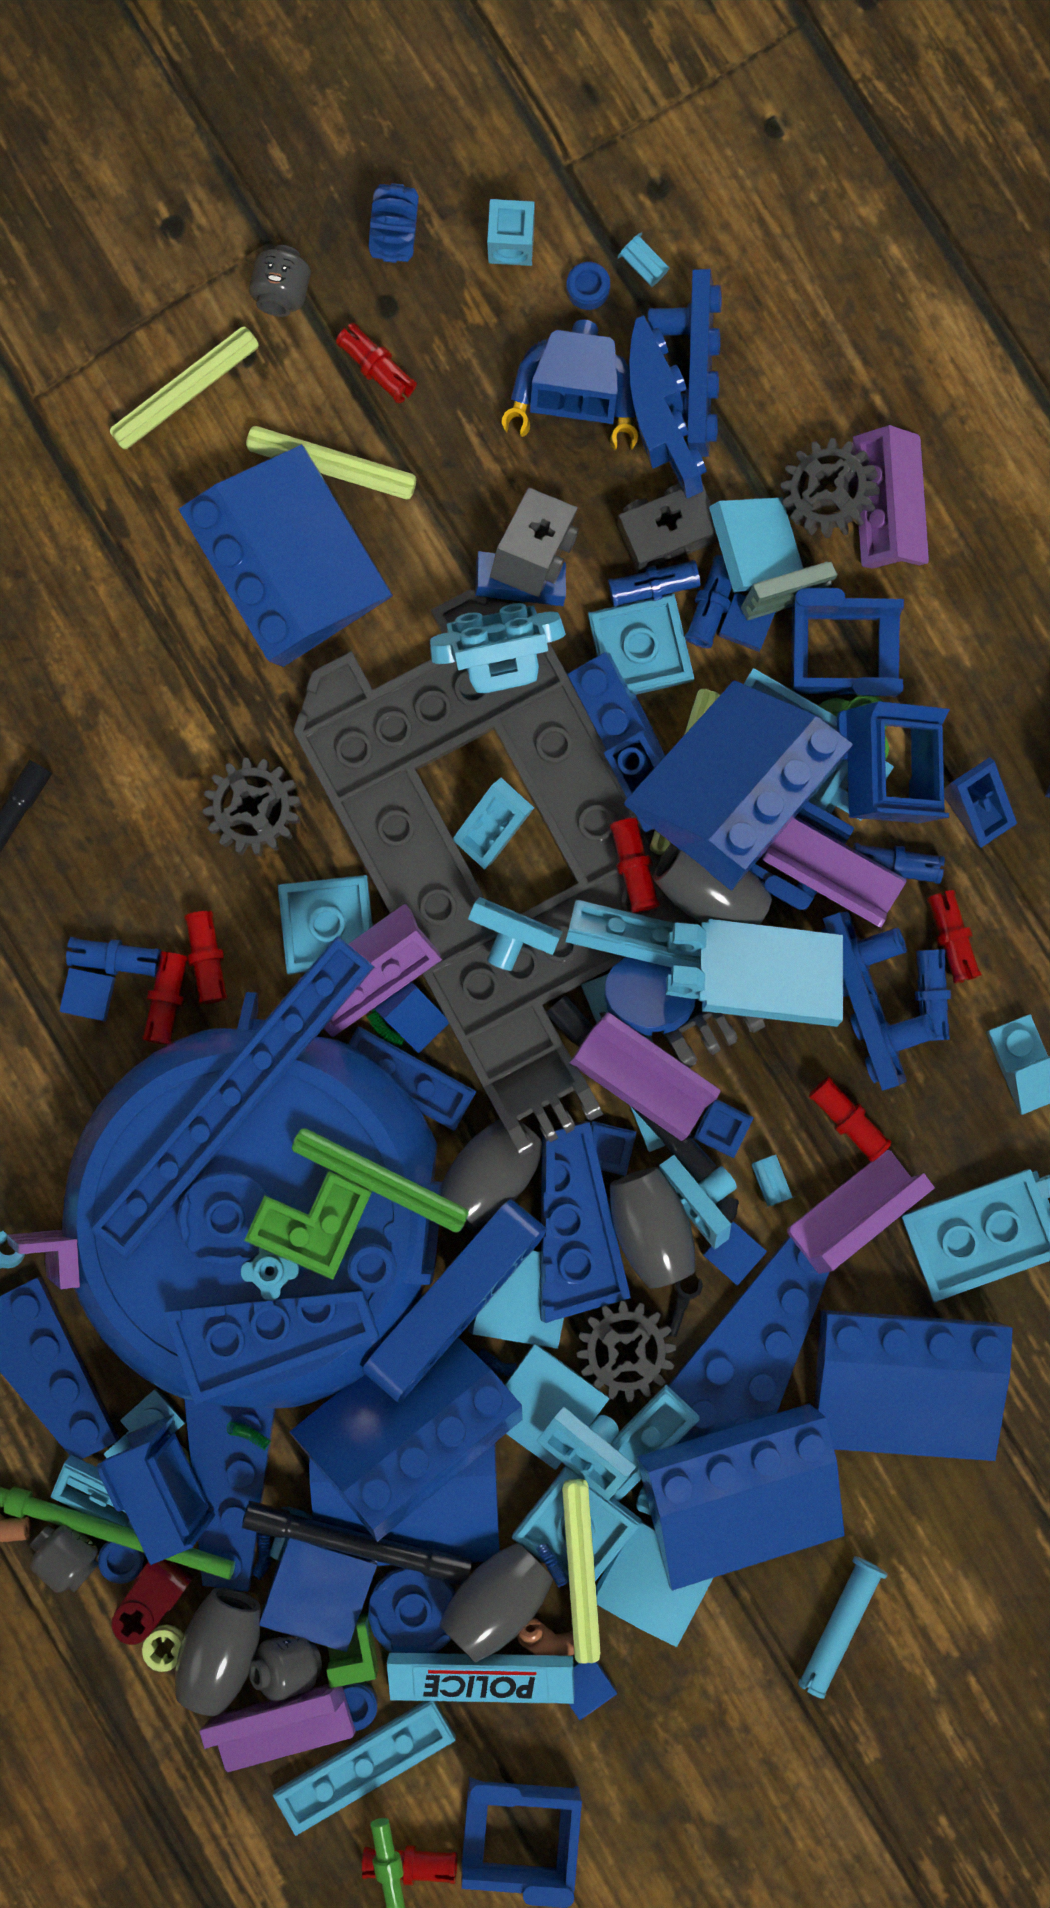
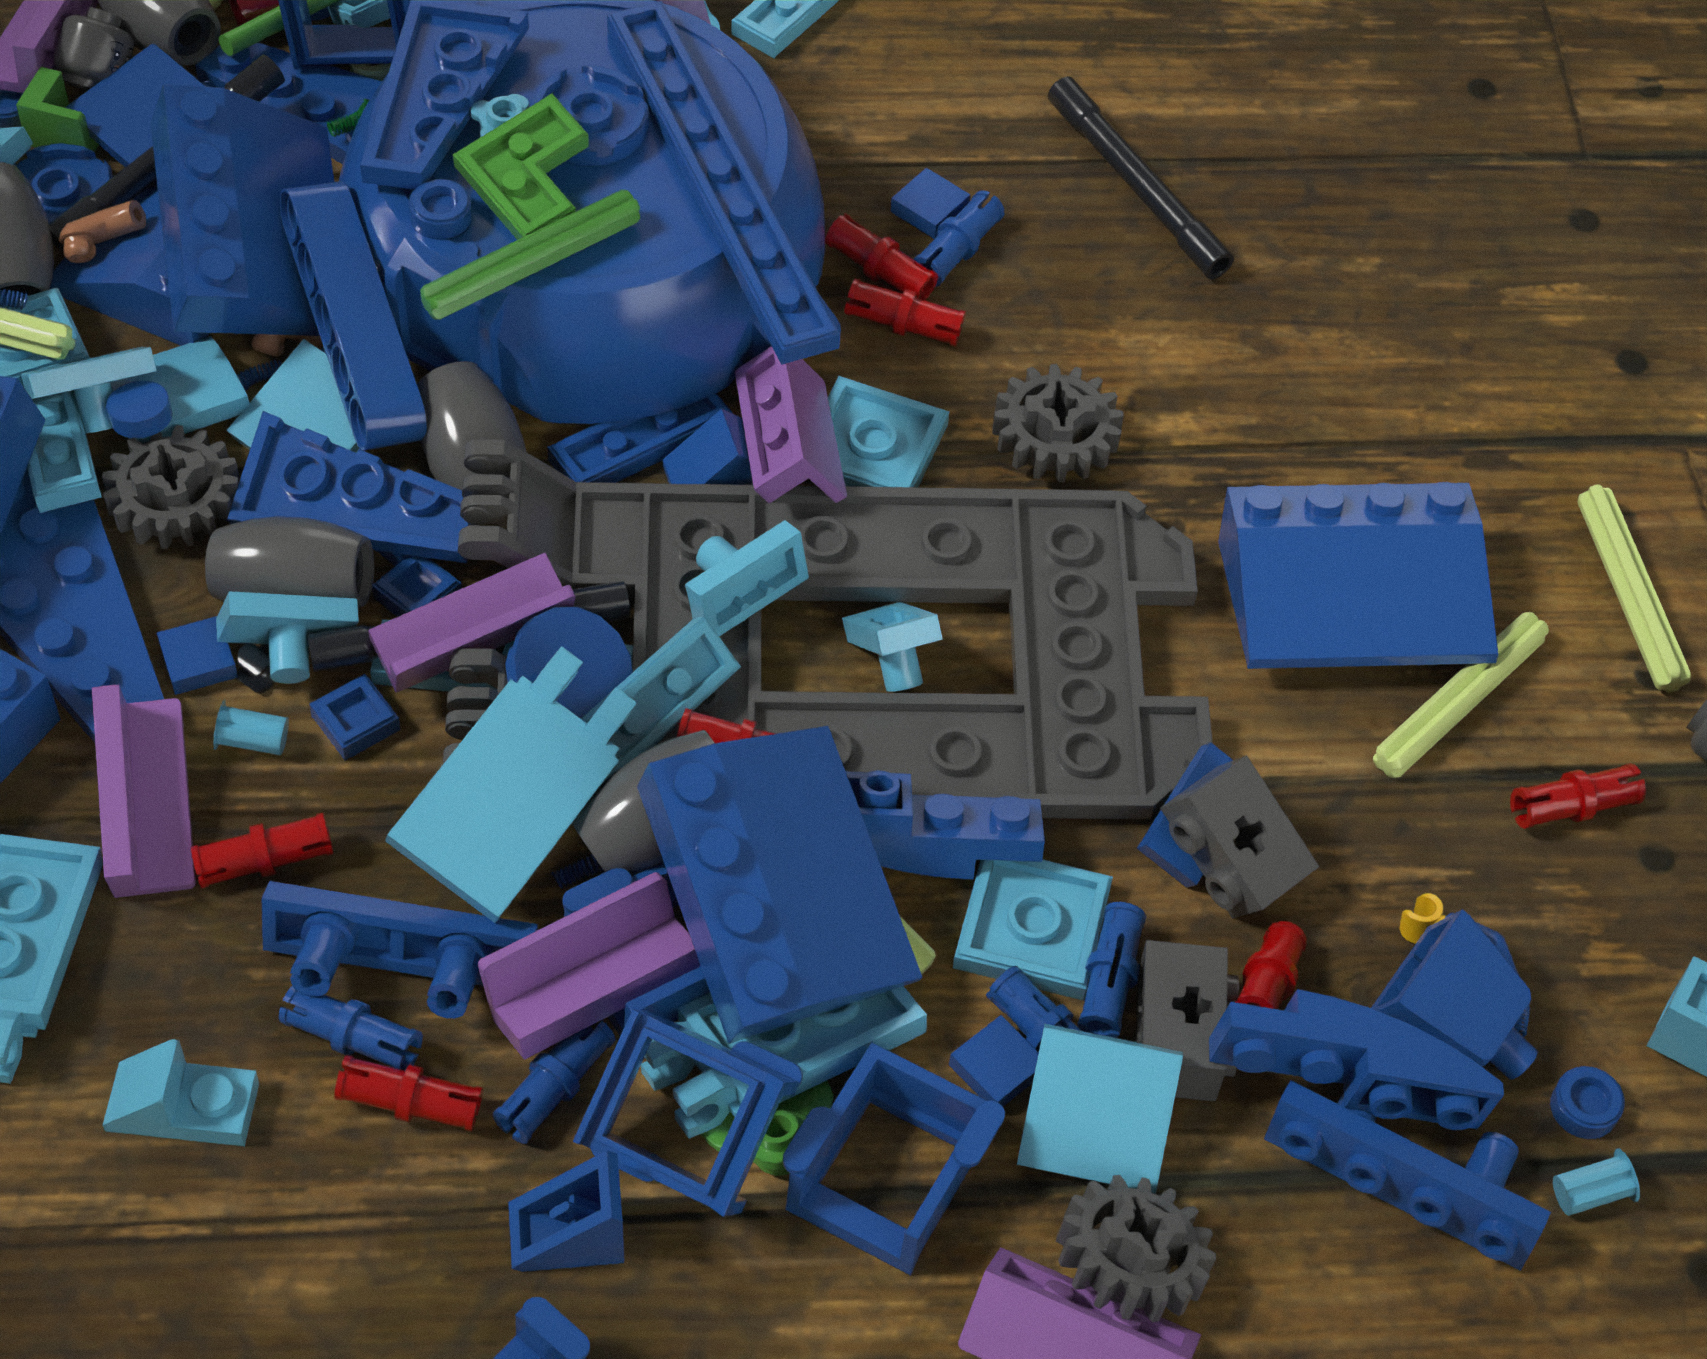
camera: 110 degrees right, 30 degrees down
(449, 1544) = (82, 234): none -> nougat arm
(498, 647) = (1122, 713): medium azure piece -> none
(592, 1401) = (139, 409): none -> blue tile
(615, 487) = (1272, 971): none -> red pin
(681, 1304) = (182, 575): black hand -> none
(780, 591) = (1016, 1091): sand green tile -> none

